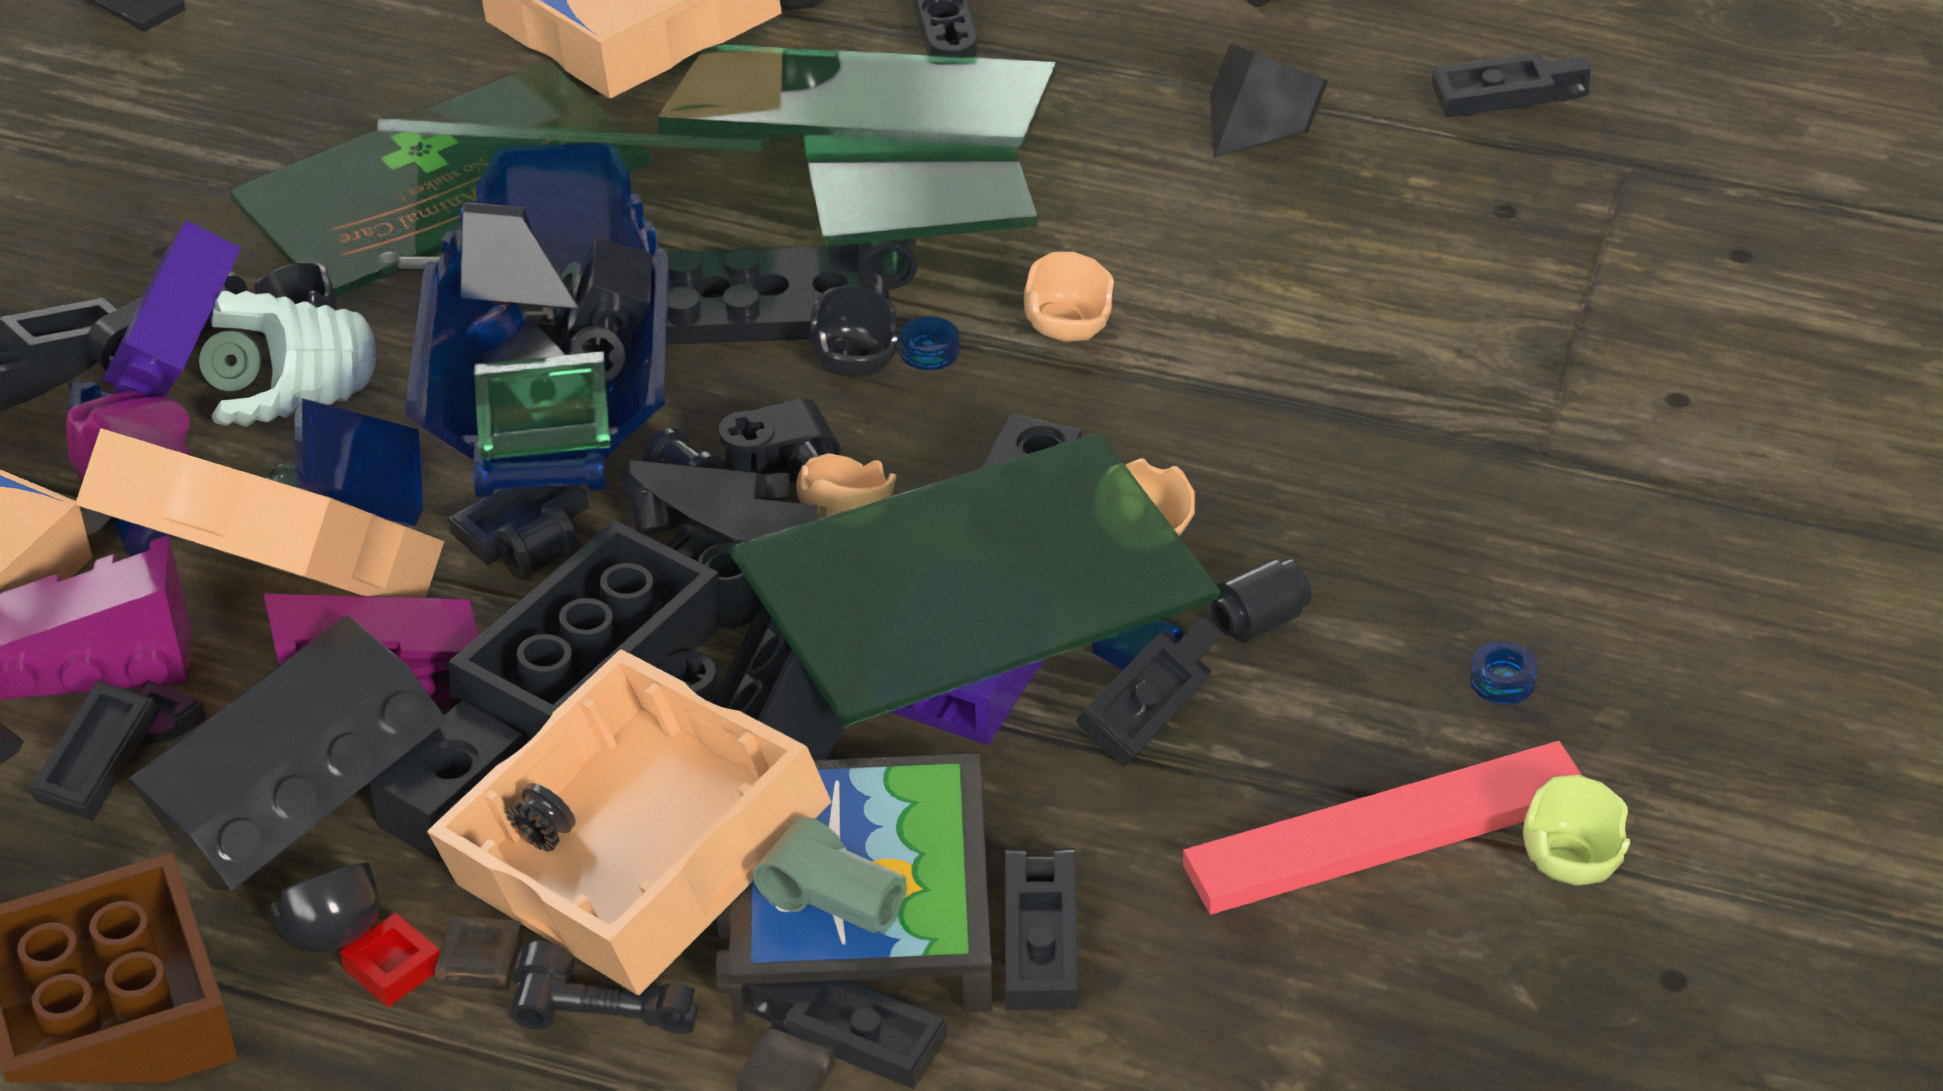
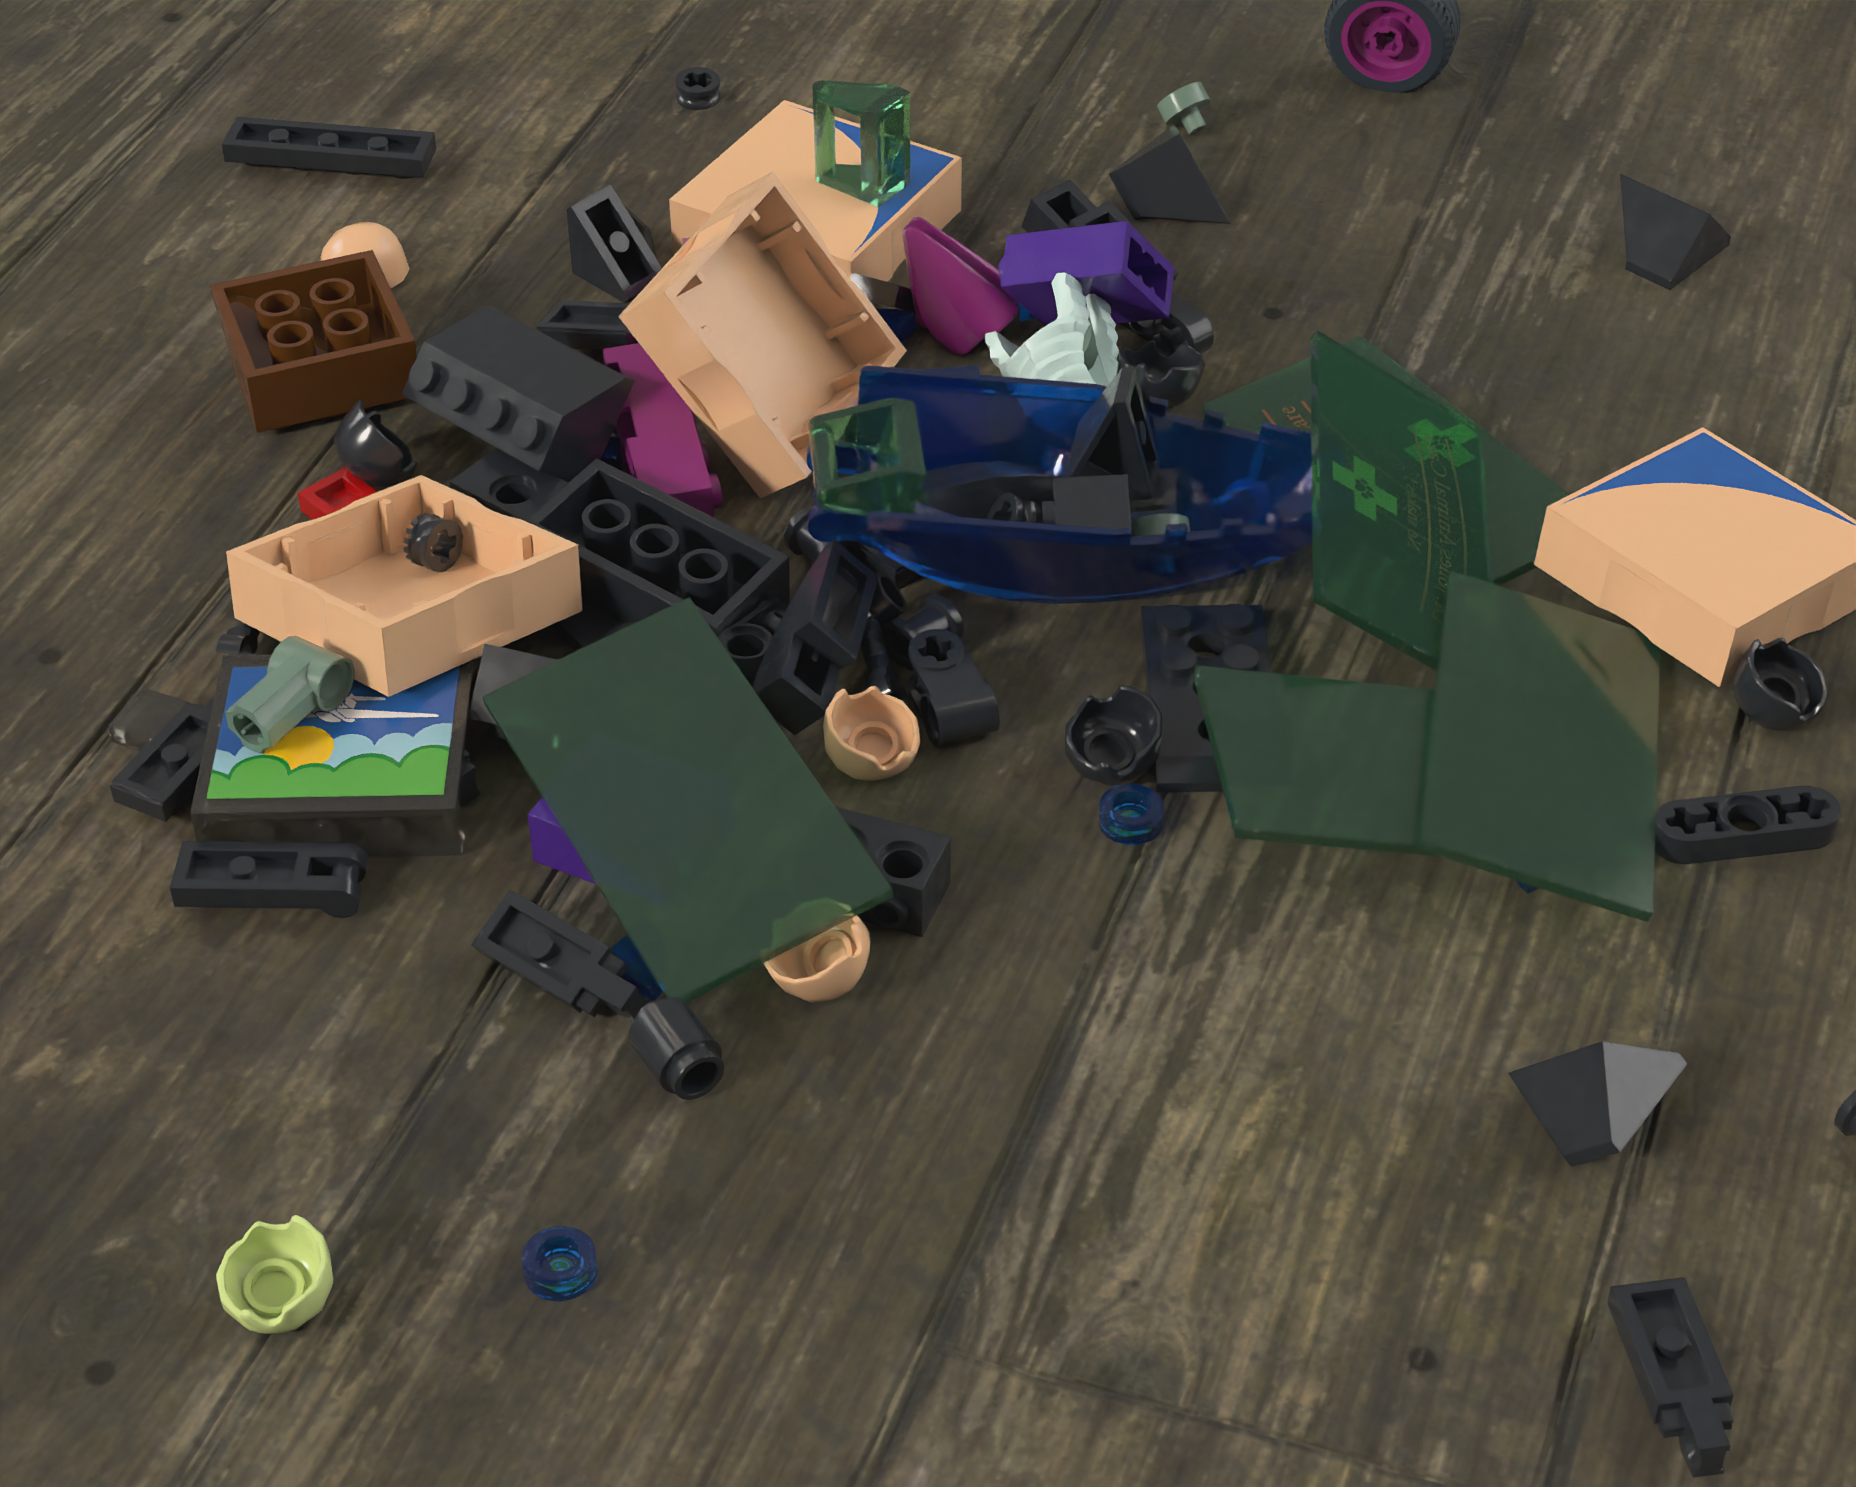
camera: 90 degrees right, 0 degrees up
(1068, 296) = (1176, 903): light nougat hair -> none
(1372, 829) = (351, 1152): coral tile -> none

